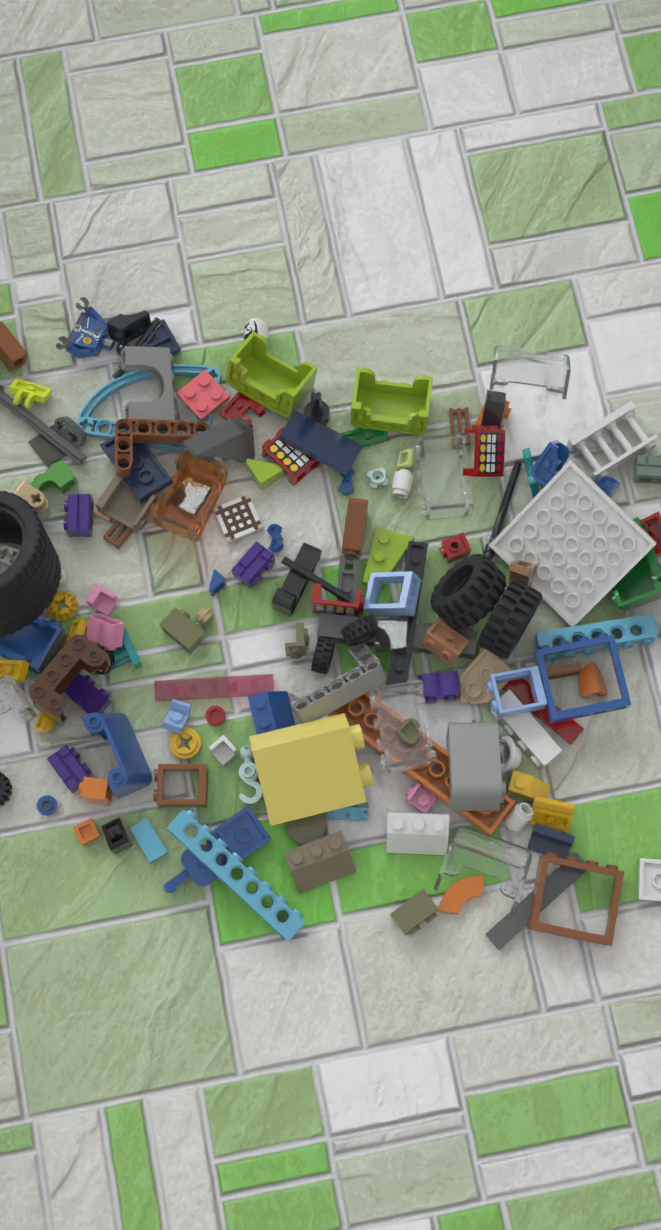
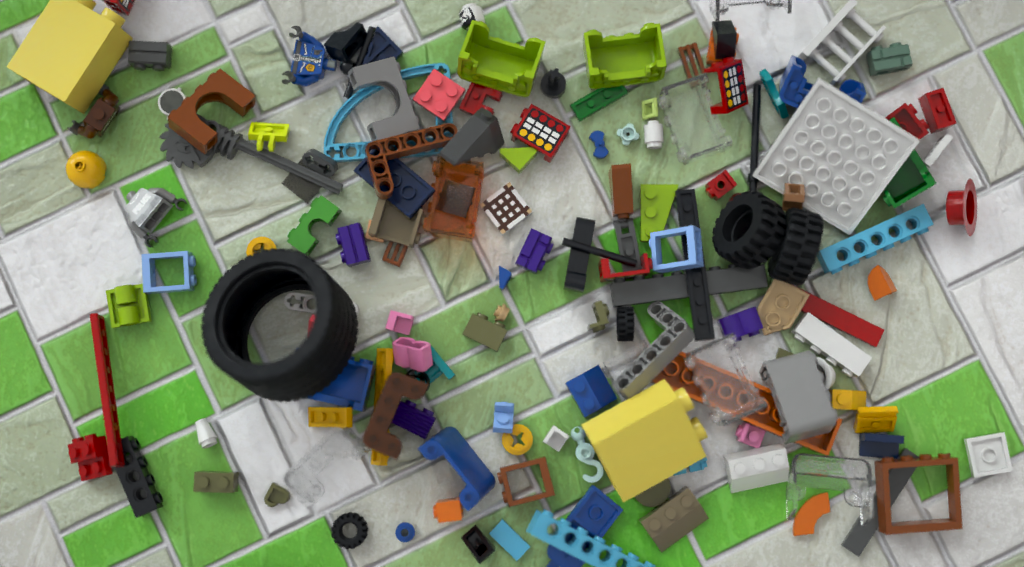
camera: 15 degrees left, 10 degrees up
(31, 495) = (300, 240): tan piece -> none
(65, 613) = (367, 344): yellow gear -> none
(69, 768) = (416, 492): dark purple brick -> none
(86, 832) = (449, 547): orange plate -> none
(212, 687) = (529, 379): clear pink tile -> none
(215, 716) = (538, 405): red tile -> none
(276, 544) = (549, 224): blue piece -> none
(320, 442) = (566, 115): dark blue tile -> none
(360, 631) = (657, 294): black tyre -> none
(392, 634) = (686, 288): clear smoke piece -> none
(408, 731) = (728, 379): olive tile -> none
(414, 912) = (773, 543): olive brick -> none
(444, 642) = (737, 283): nougat bracket -> none
(518, 816) = (848, 430): white brick -> none
(536, 687) = (835, 306): light blue window -> none
(564, 671) = (849, 281): dark orange tile -> none
(588, 710) = (856, 327): blue window -> none

